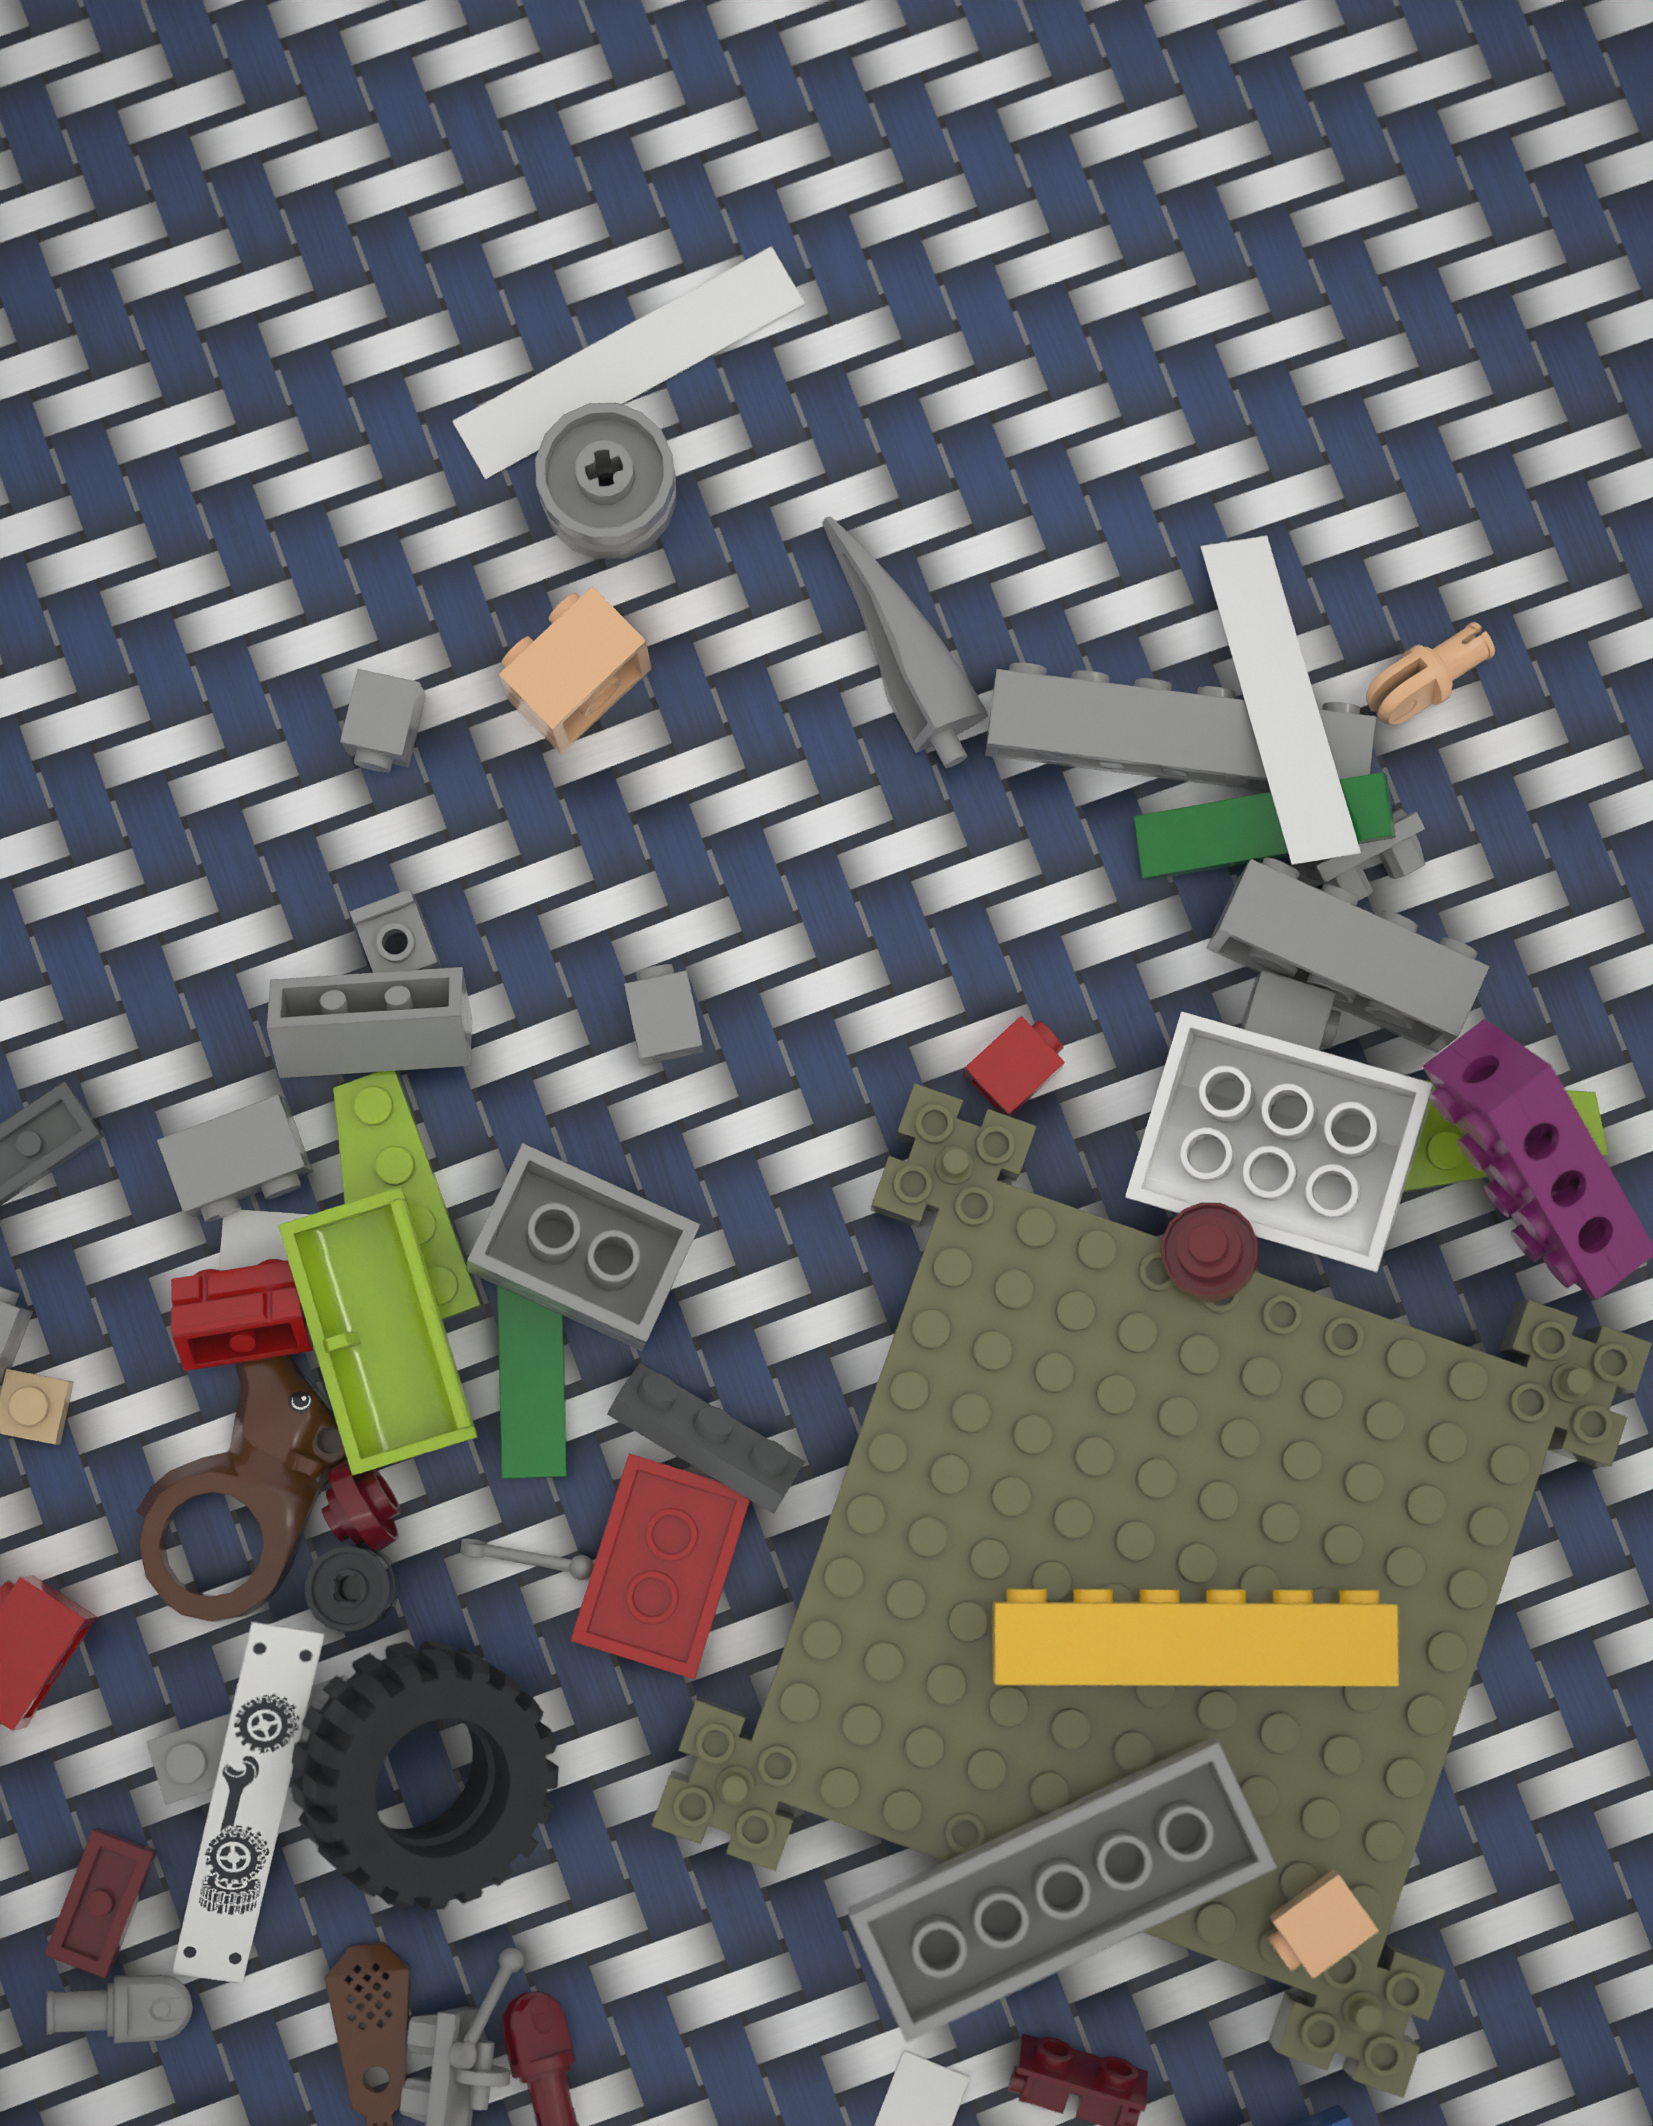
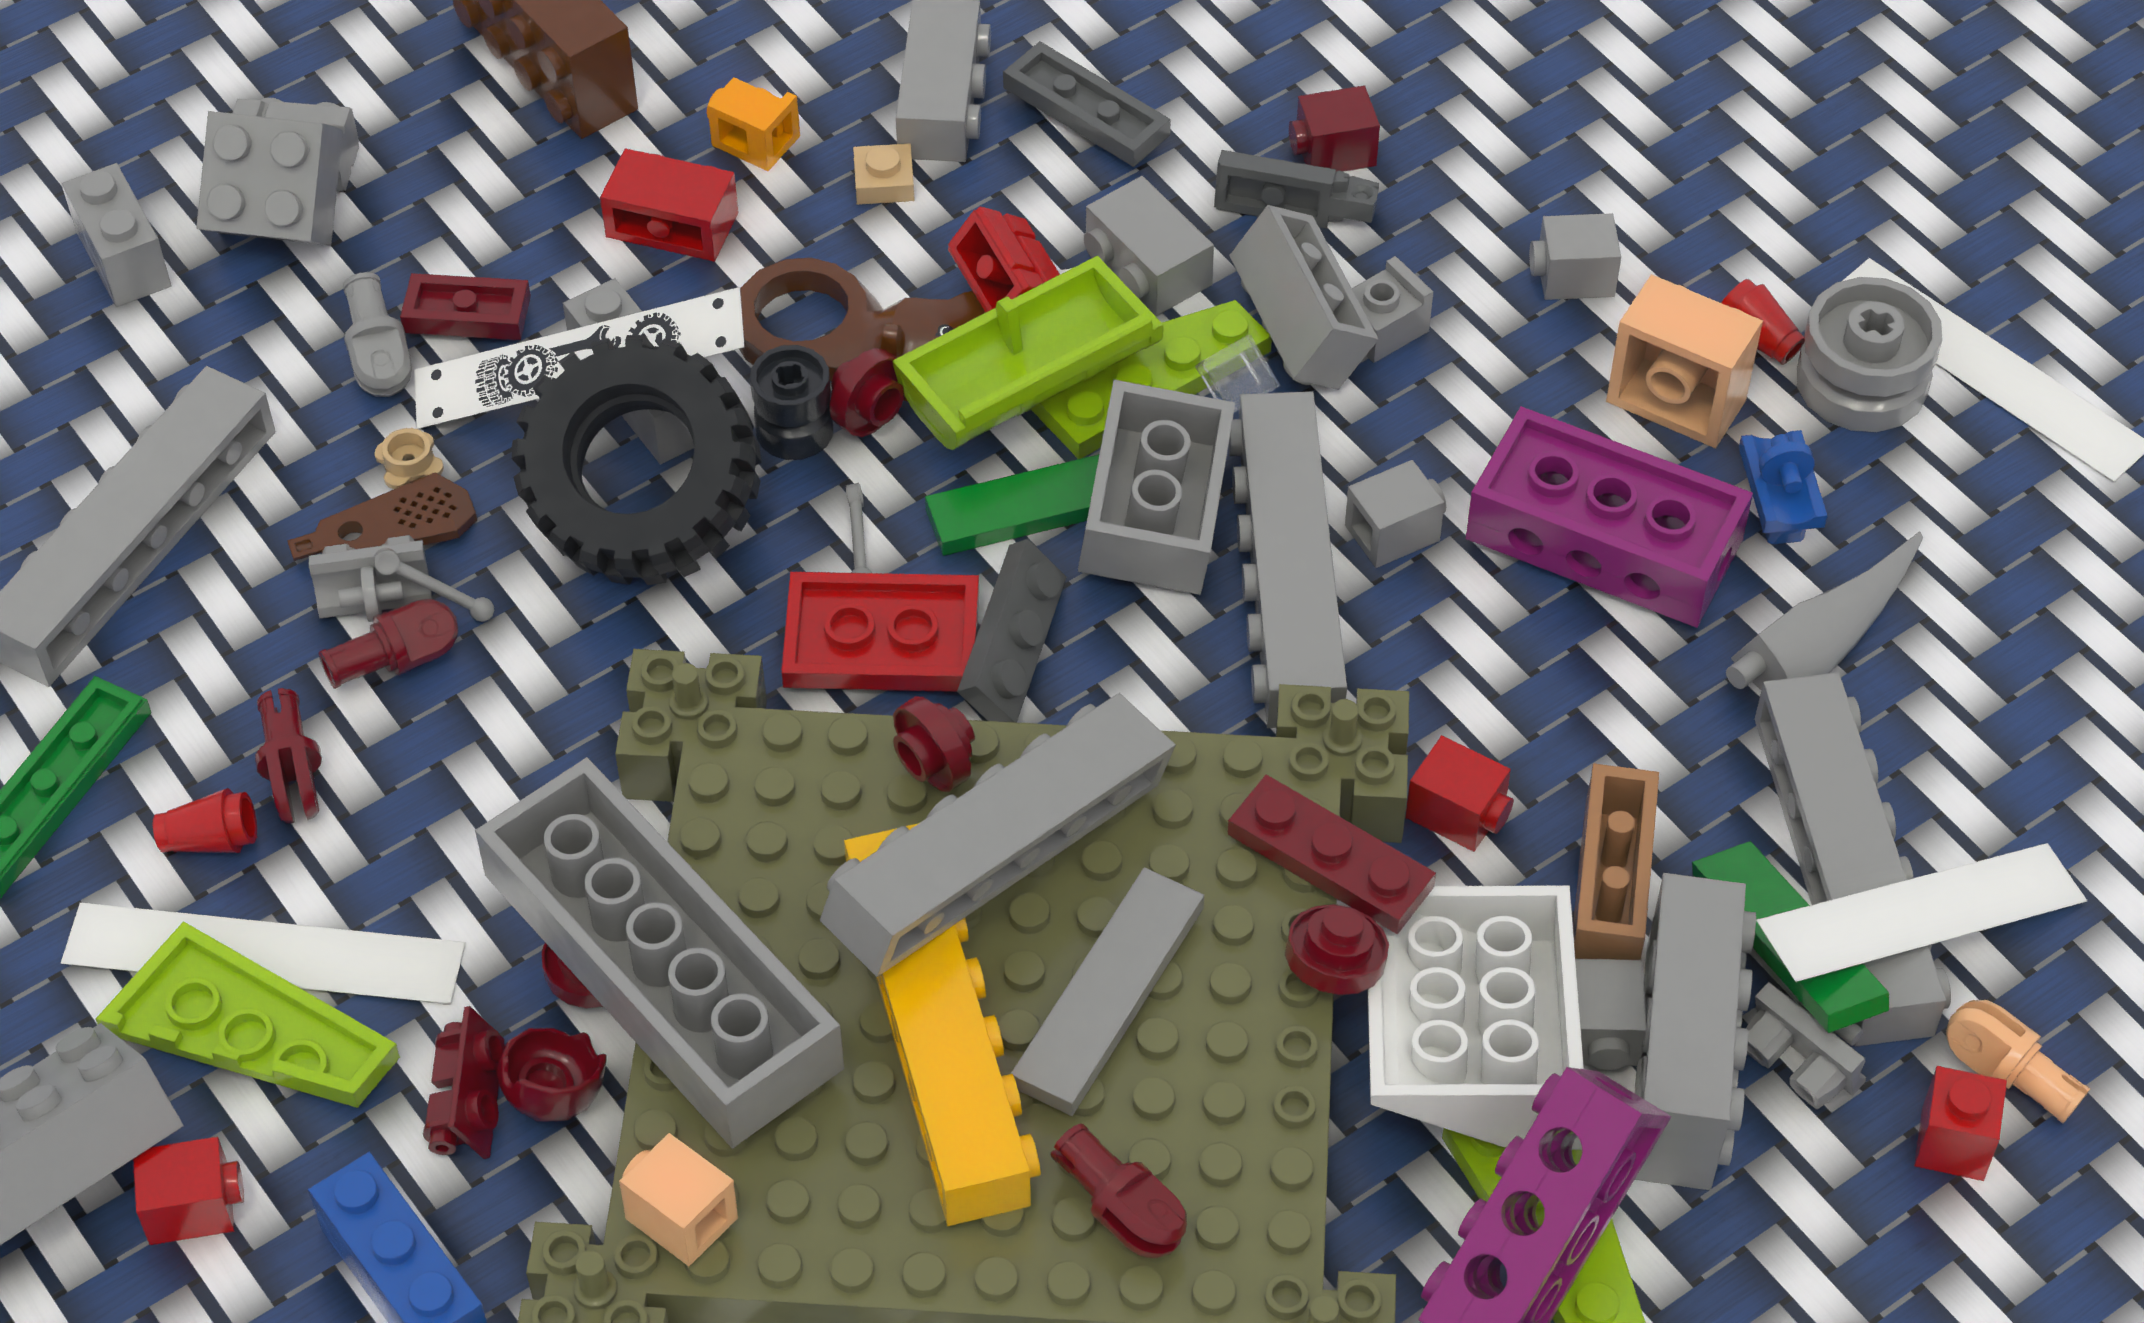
camera: 75 degrees right, 30 degrees down
(128, 910) = (1336, 129): none -> dark red brick
(204, 979) = (1252, 182): none -> dark grey hinge
(279, 2014) = (407, 457): none -> tan plate
(437, 1117) = (1237, 371): none -> clear tile
(520, 567) = (1778, 334): none -> red cone
(687, 1138) = (1288, 547): none -> light grey brick
(734, 771) = (1608, 516): none -> magenta brick
(741, 628) = (1783, 485): none -> blue hips
(891, 1566) = (933, 743): none -> dark red plate
(1037, 1538) = (994, 833): none -> light grey brick
(1096, 2002) = (550, 1073): none -> dark red hair
(1099, 1222) = (1331, 853): none -> dark red plate
(1152, 957) = (1615, 863): none -> medium nougat brick
(1192, 1472) = (1107, 991): none -> light grey tile
(1420, 1520) = (1124, 1196): none -> dark red arm
(1484, 750) = (1960, 1123): none -> red brick

